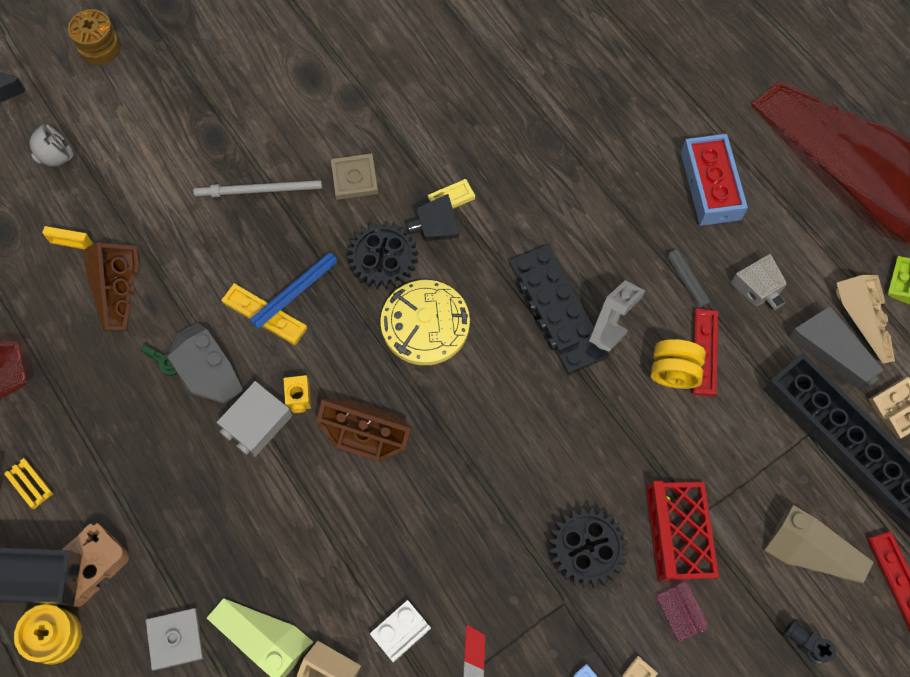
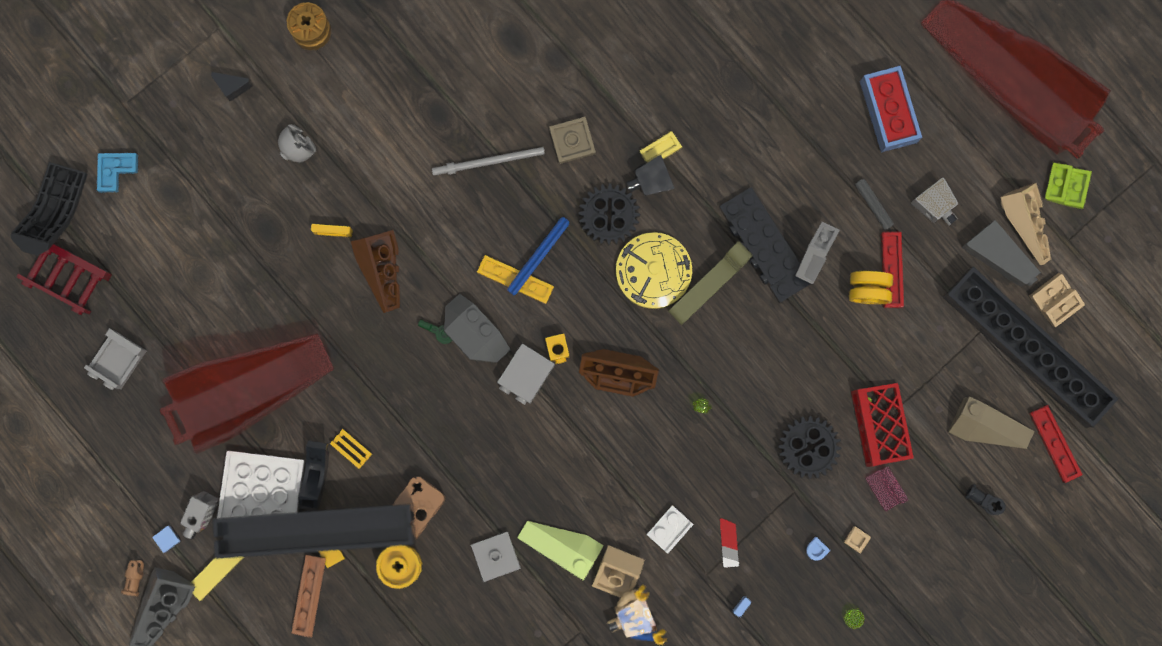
camera: 10 degrees left, 15 degrees up
(460, 480) = (701, 405): none -> clear neon green plate
(518, 320) = (711, 283): none -> olive beam

